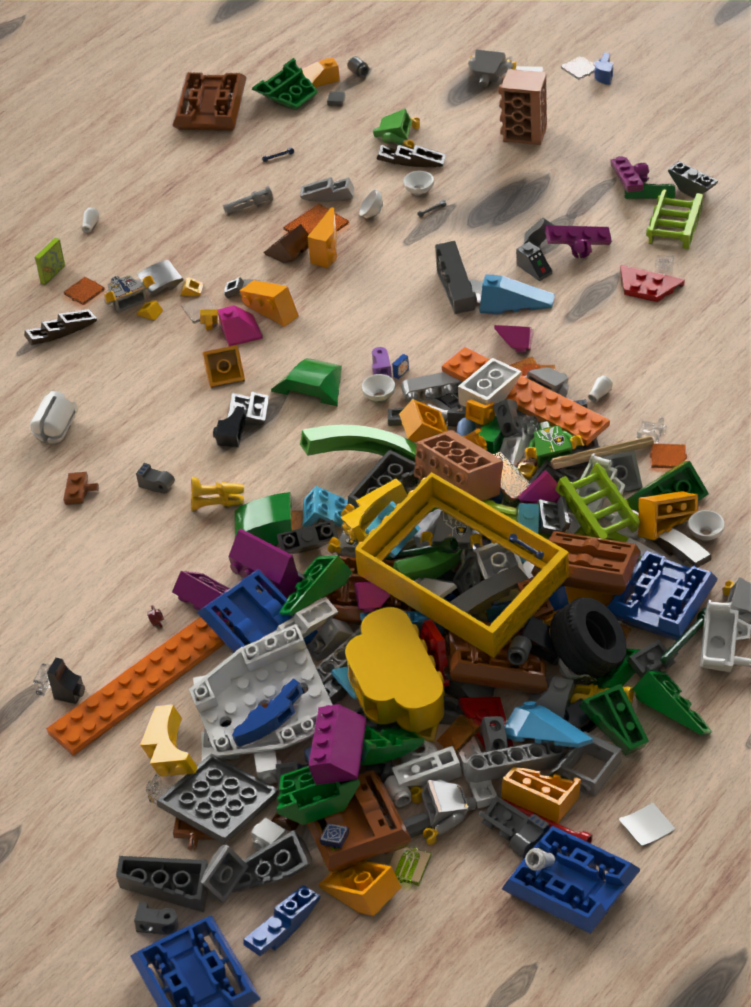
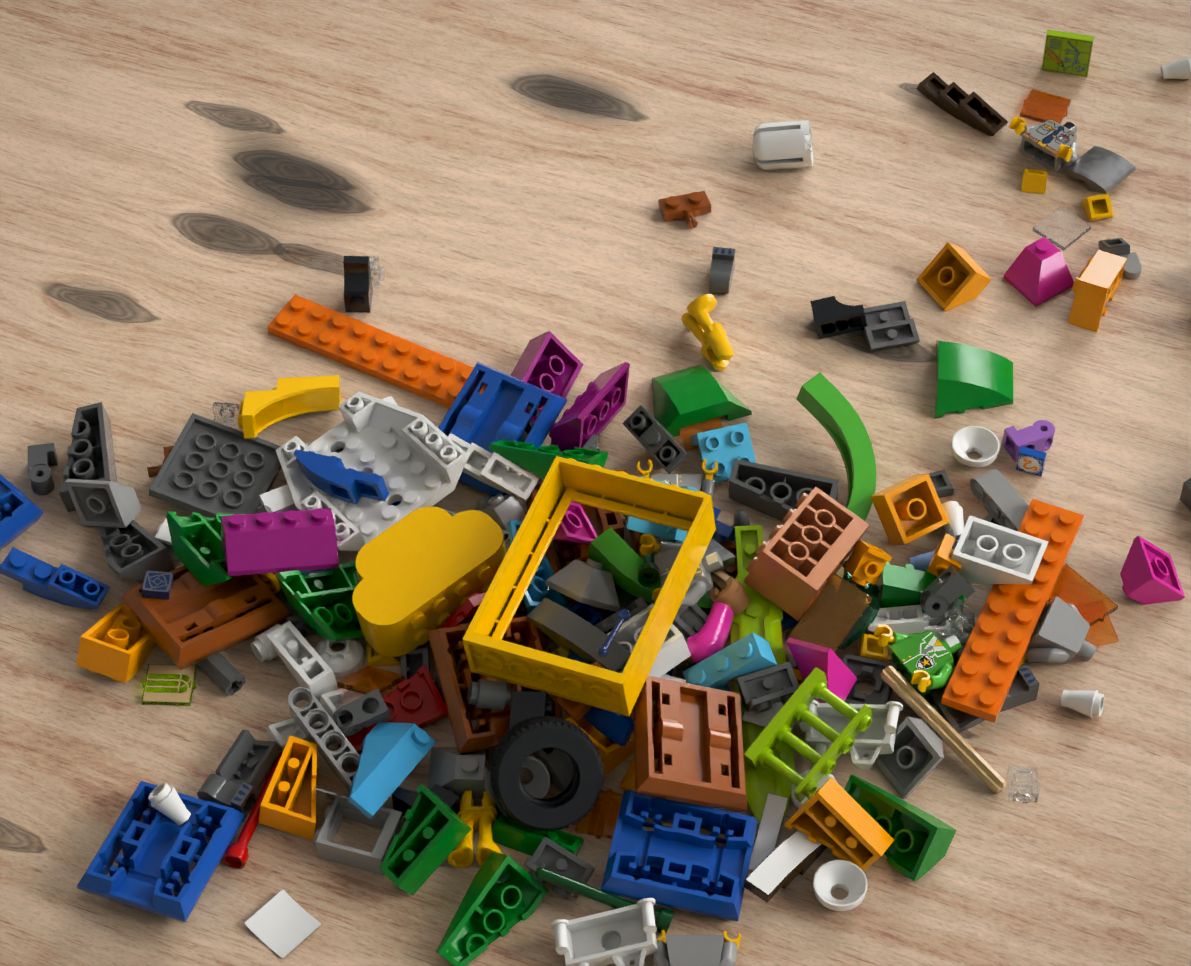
camera: 70 degrees right, 5 degrees up
(155, 616) = (487, 334): dark red plate -> none
(209, 317) = (1036, 233): yellow tile -> none
(370, 507) = (727, 488): yellow arch -> none
(444, 805) = (253, 693): light grey torso -> none
(667, 455) = (981, 817): clear orange piece -> none

